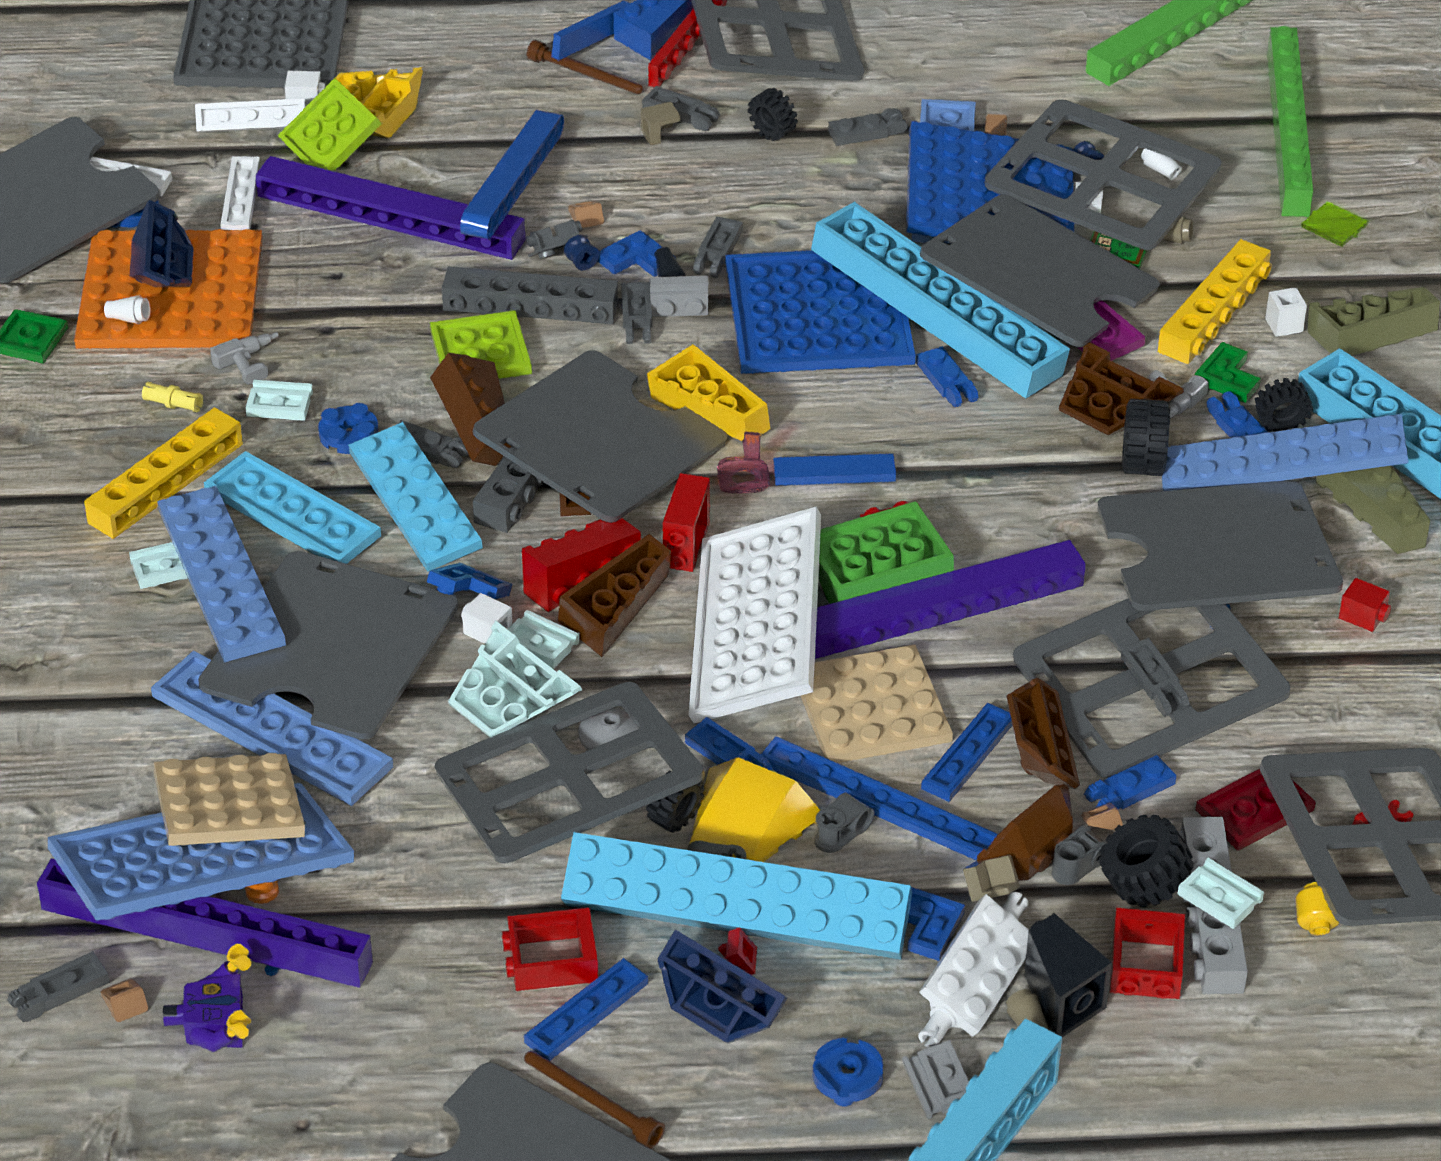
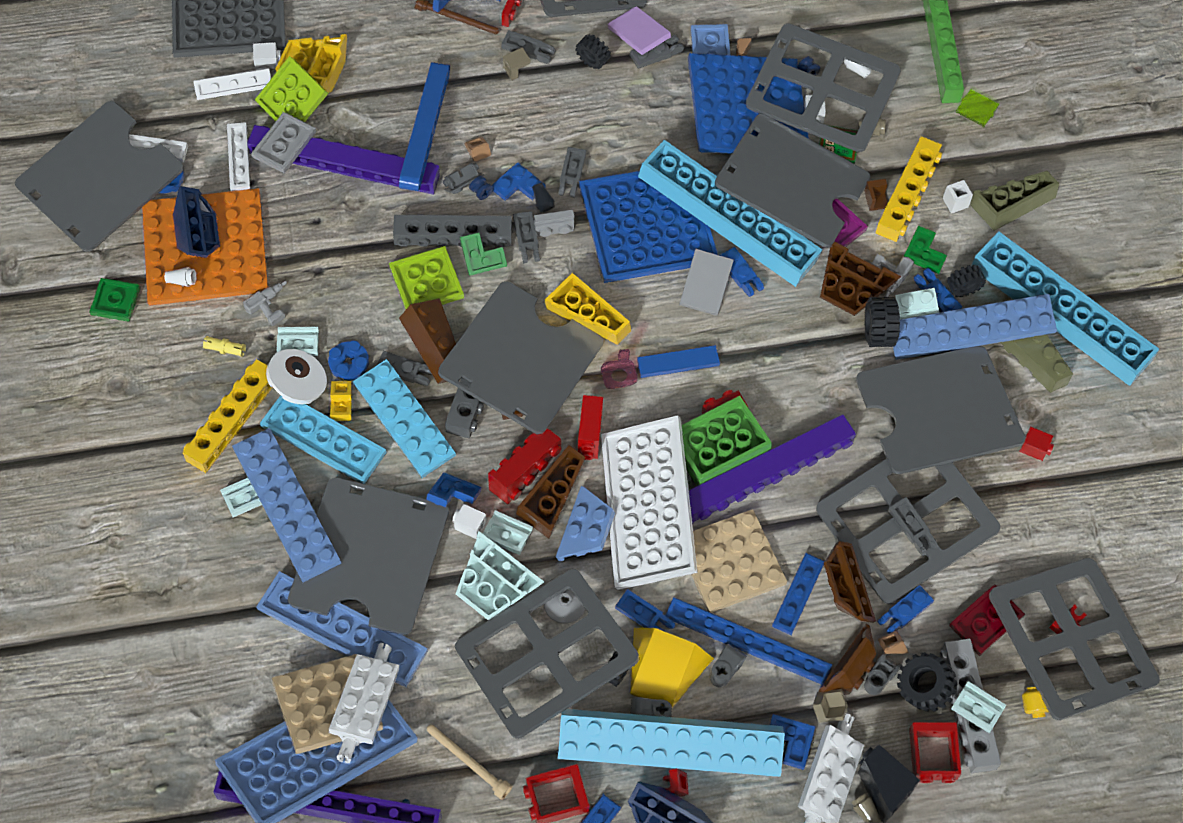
camera: 10 degrees left, 20 degrees up
(268, 432) = (296, 376): none -> white tile
(281, 793) = (363, 701): none -> white plate
(307, 175) = (283, 142): none -> light grey tile
(328, 471) = (341, 400): none -> yellow slope
(469, 935) = (500, 787): none -> tan piece
(560, 329) = (477, 259): none -> plate
(659, 641) = (586, 526): none -> medium blue wing
(845, 99) = (639, 30): none -> lavender tile
(892, 380) = (706, 282): none -> light grey tile
(1163, 301) = (875, 194): none -> reddish brown panel
(1205, 426) = (917, 303): none -> light aqua plate

